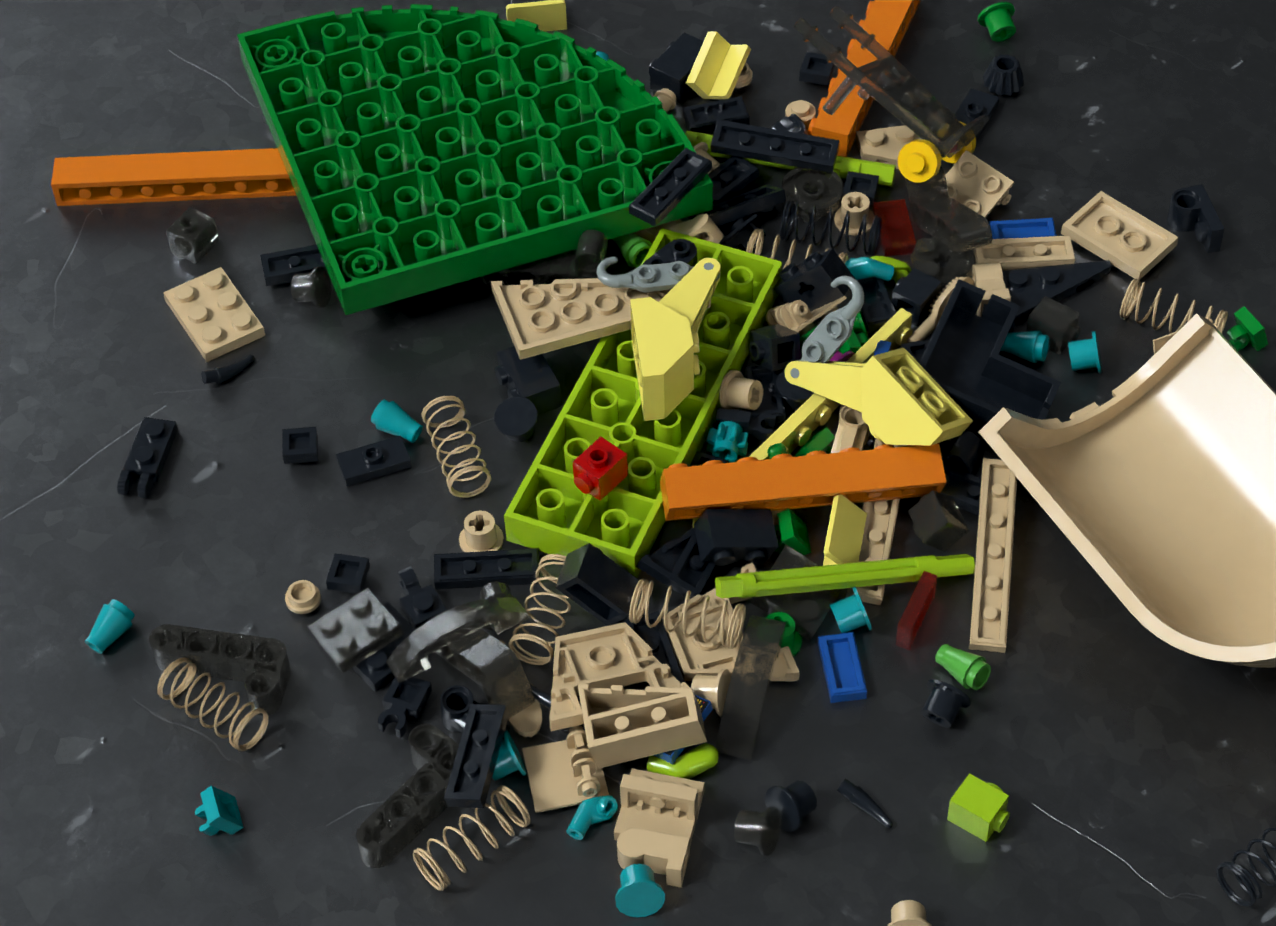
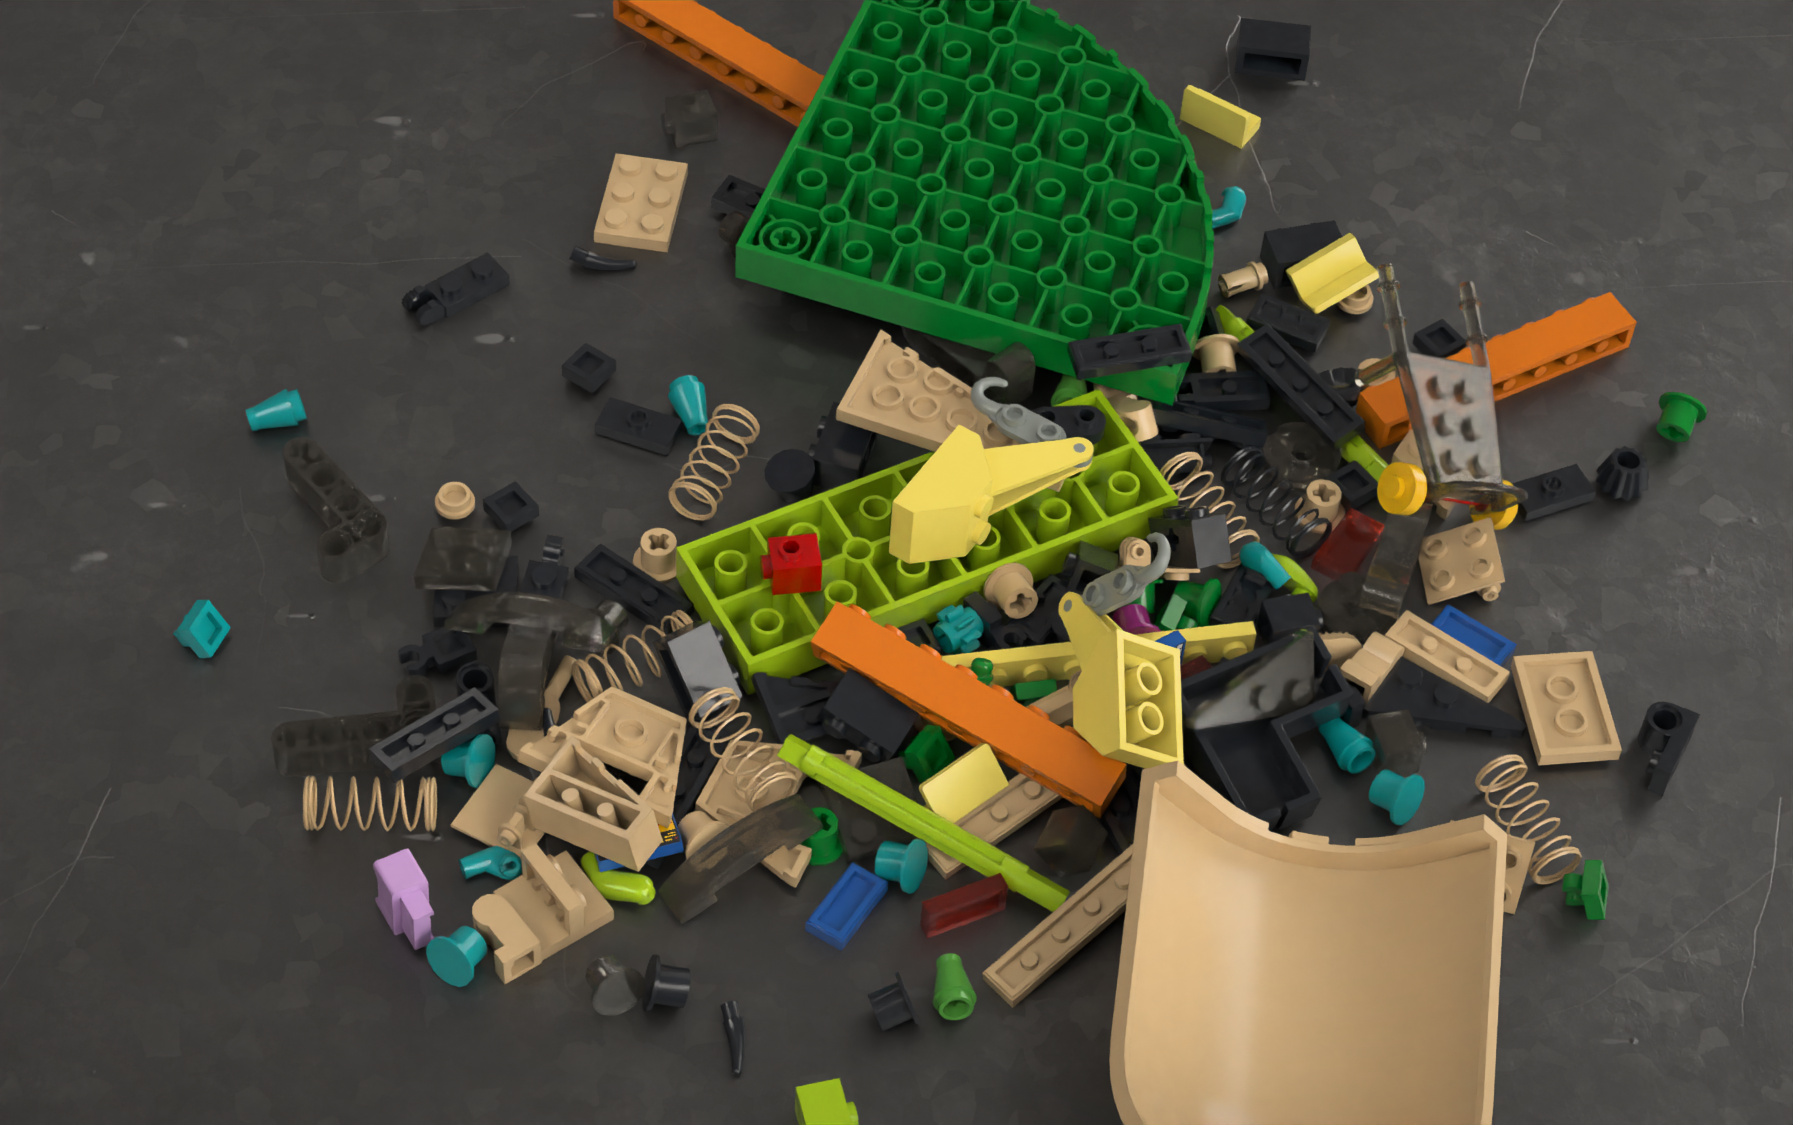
camera: 35 degrees right, 0 degrees up
(186, 682) = (287, 505): tan piece -> none
(570, 880) = (404, 897): none -> lavender piece
(969, 337) = (1270, 689): none -> clear smoke wing

